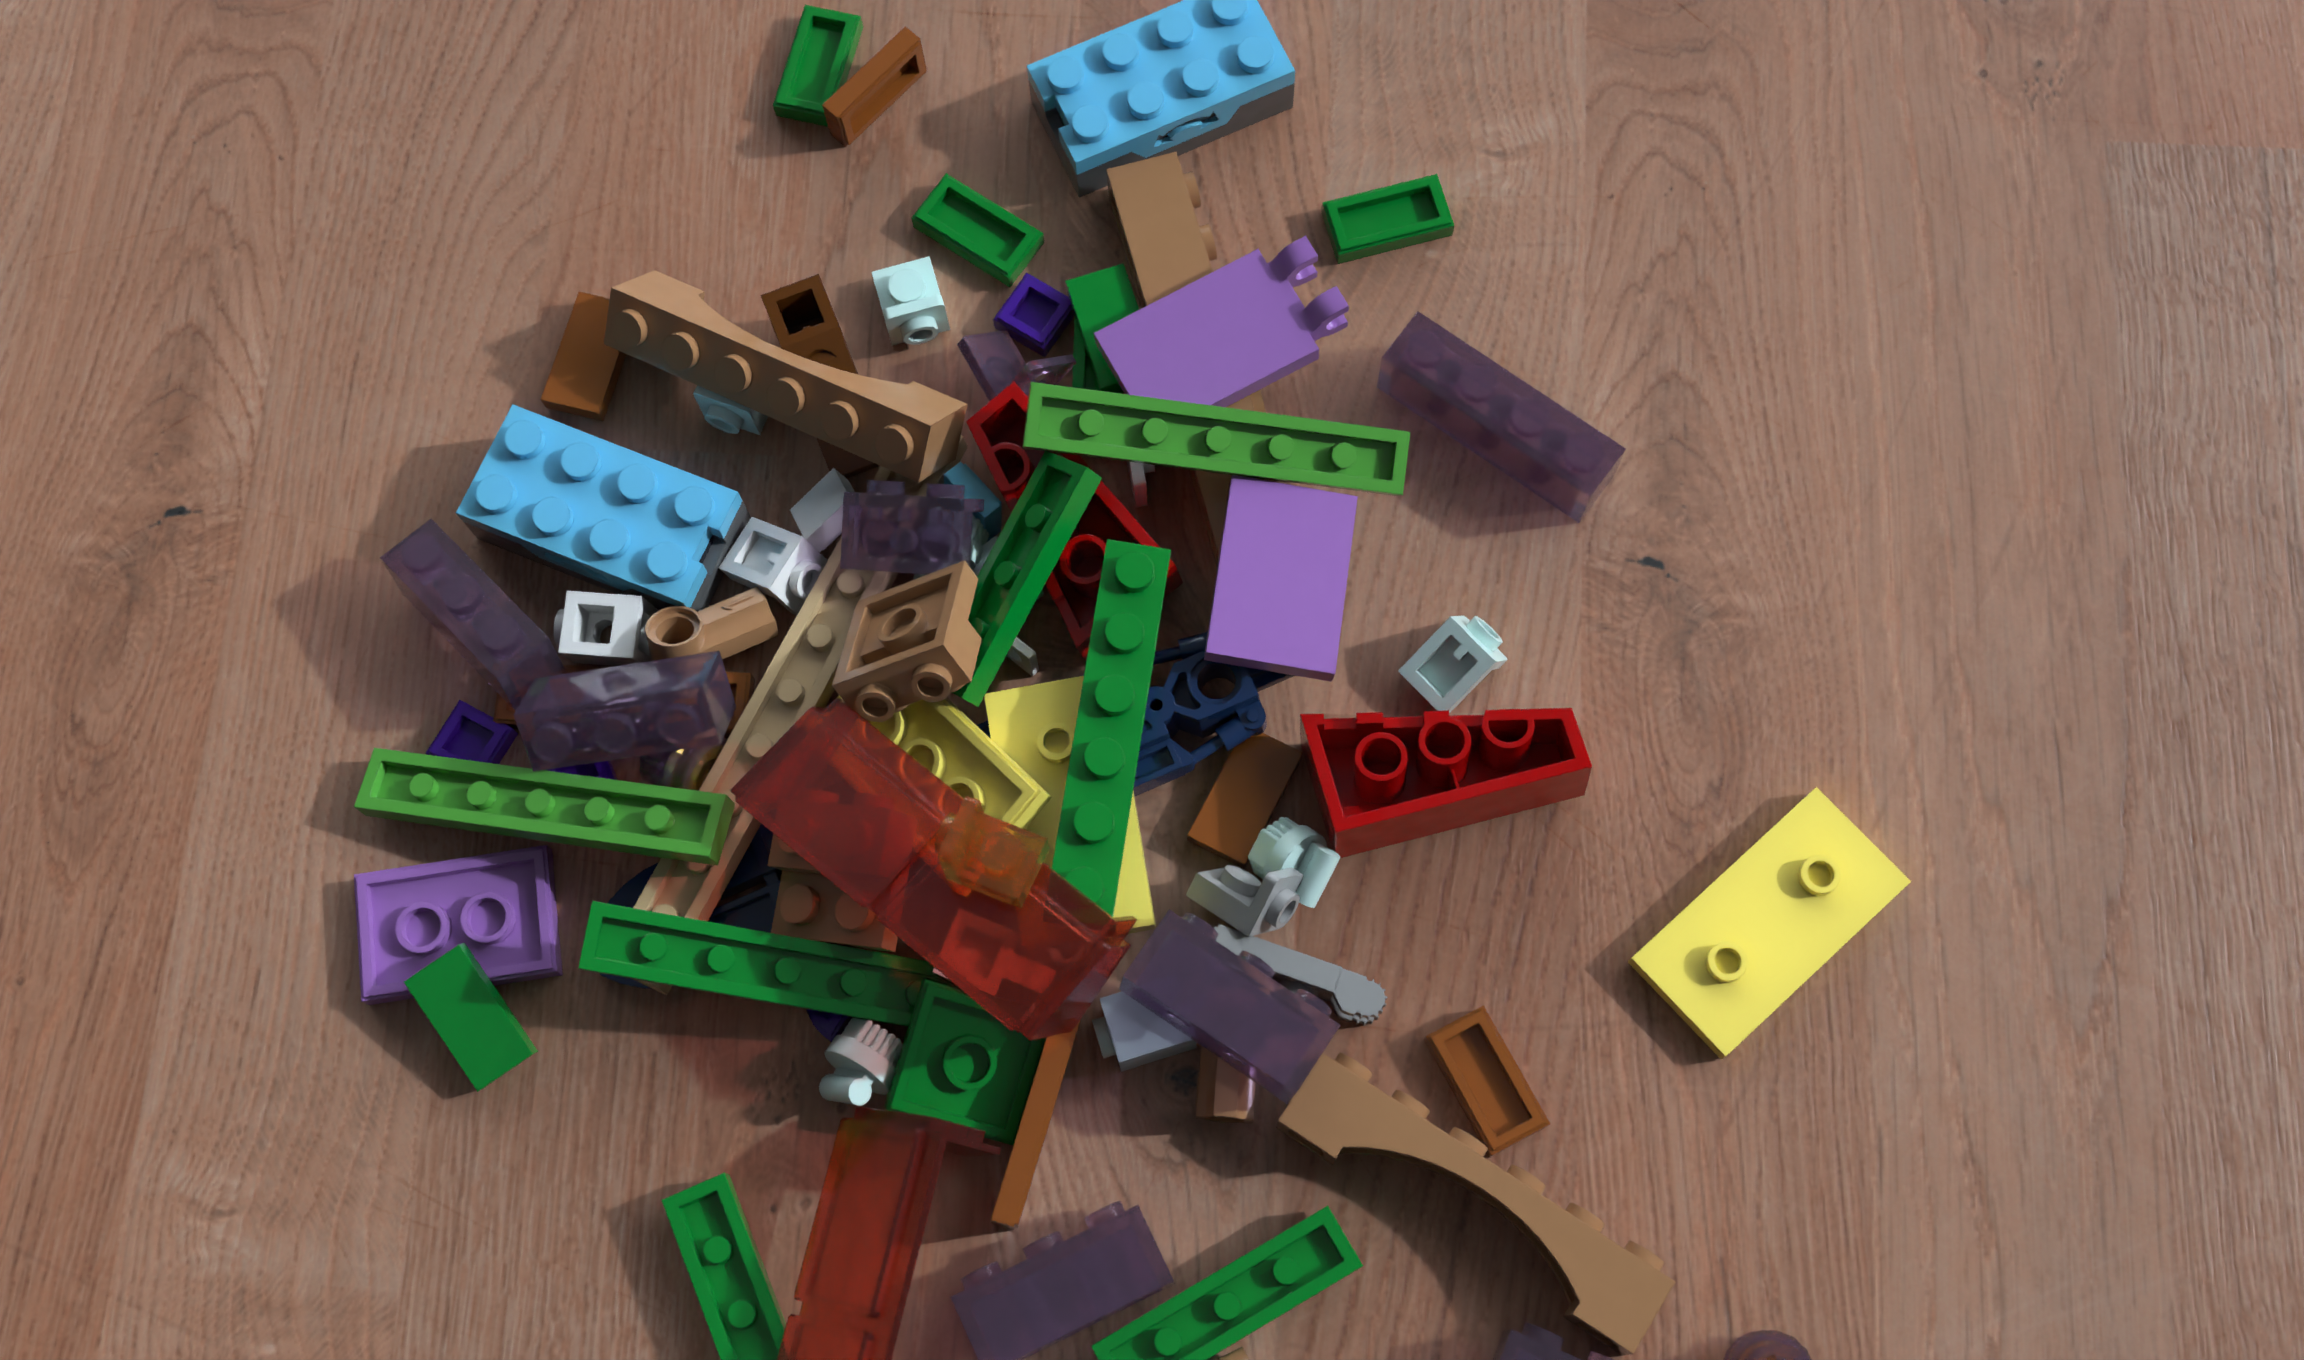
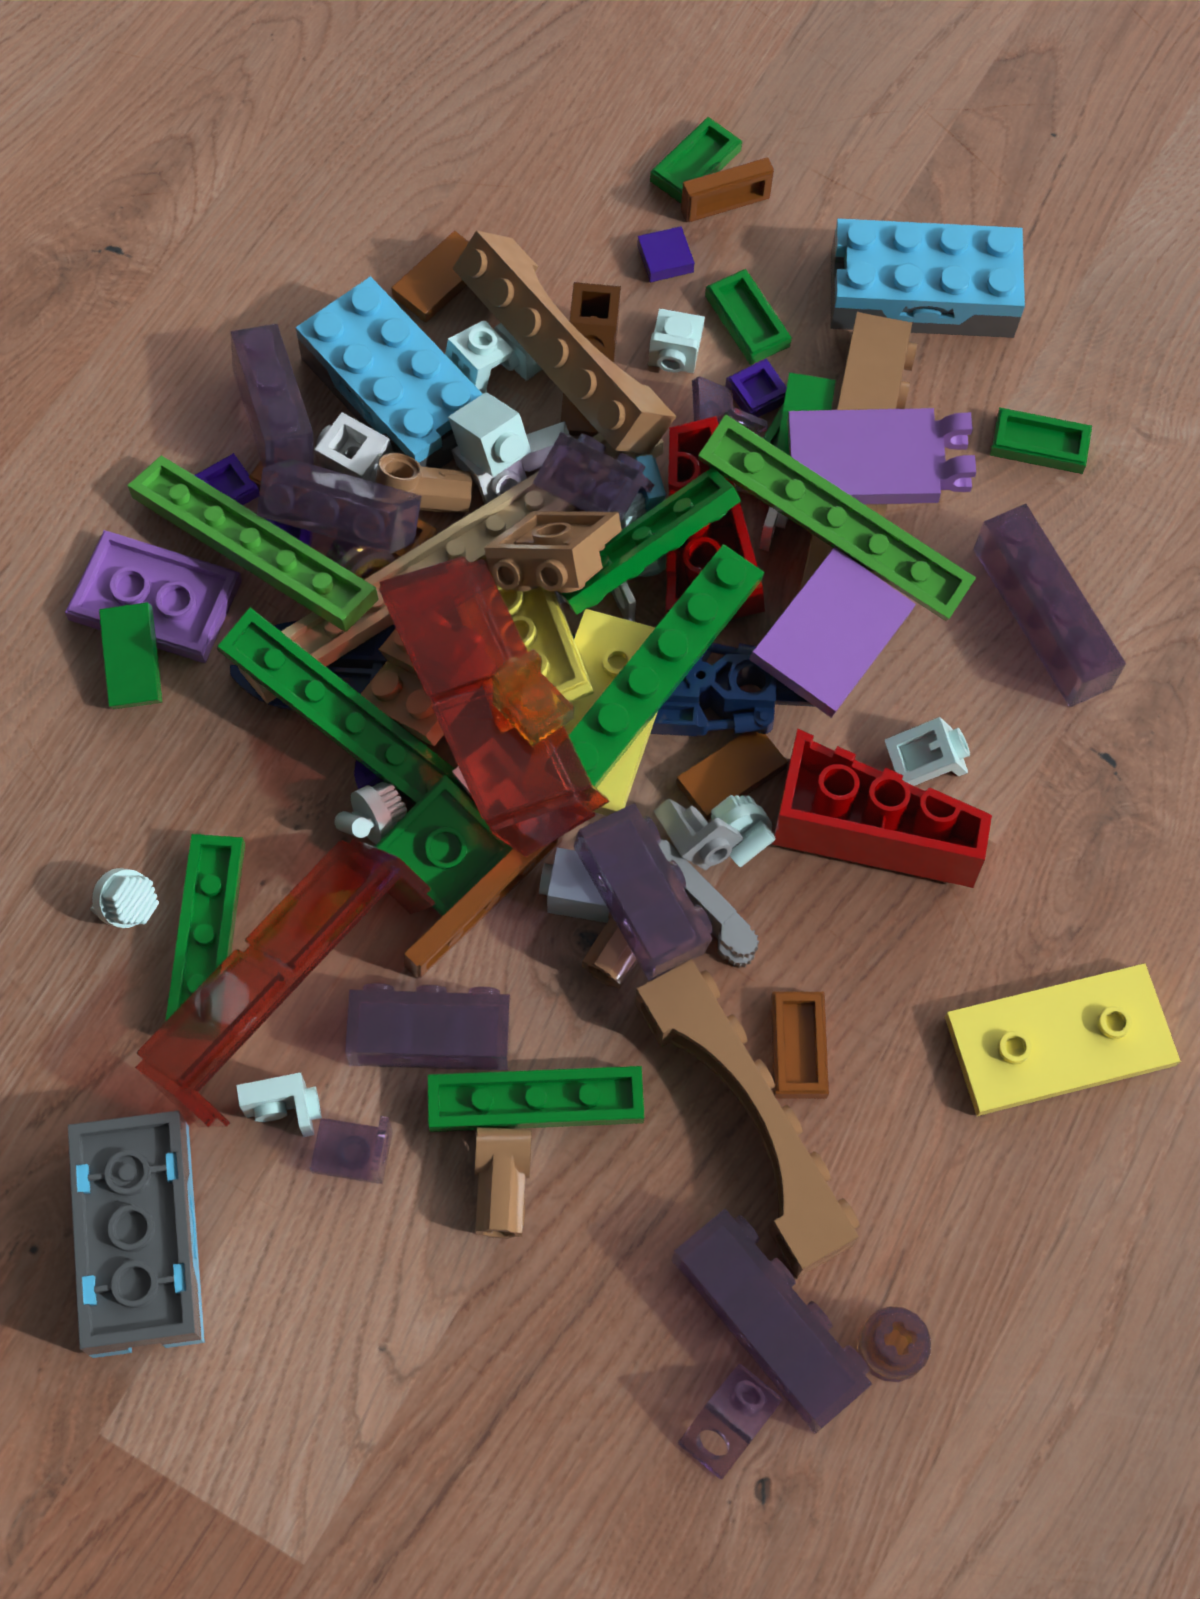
camera: 20 degrees right, 5 degrees down
(623, 1320) = (124, 898): none -> light aqua piece
(689, 436) = (477, 352): none -> light aqua bracket
(759, 533) = (490, 434): none -> light aqua brick
(843, 199) = (665, 254): none -> dark purple tile

